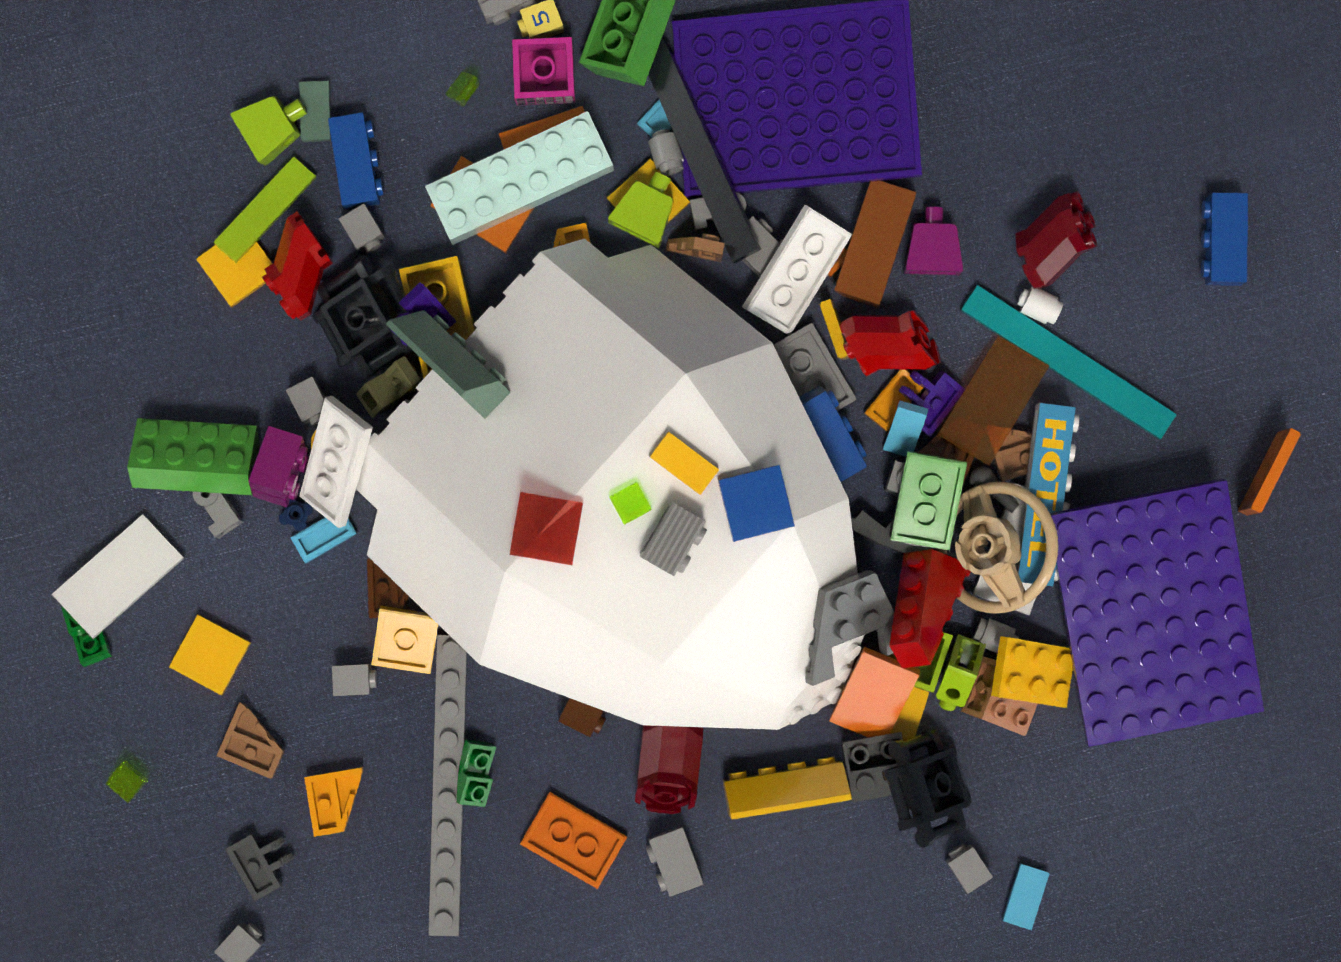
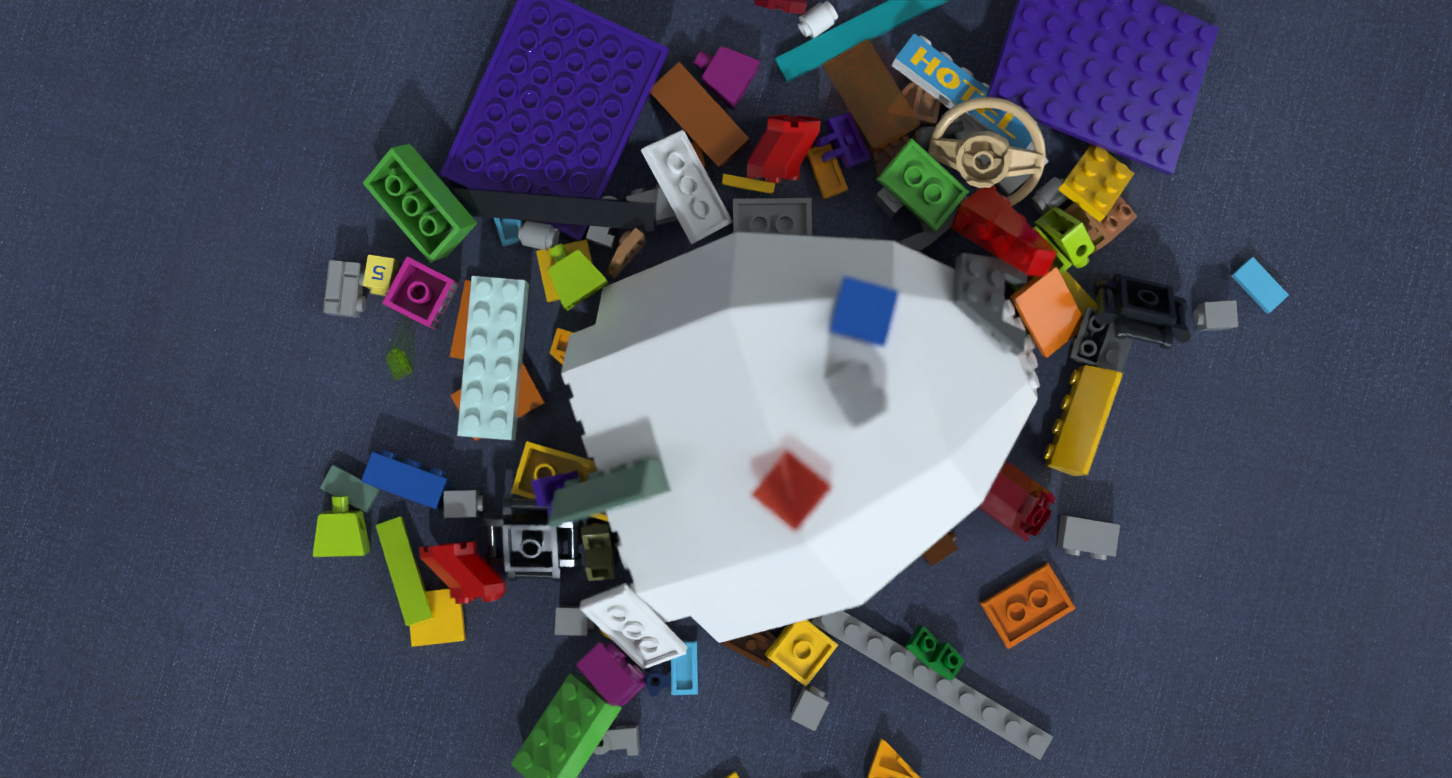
camera: 60 degrees left, 0 degrees up
(630, 503) = (808, 411): clear neon green tile -> none
(684, 463) = (800, 350): yellow tile -> none
(834, 432) = (827, 225): blue brick -> none
(905, 428) = (855, 173): medium azure tile -> none

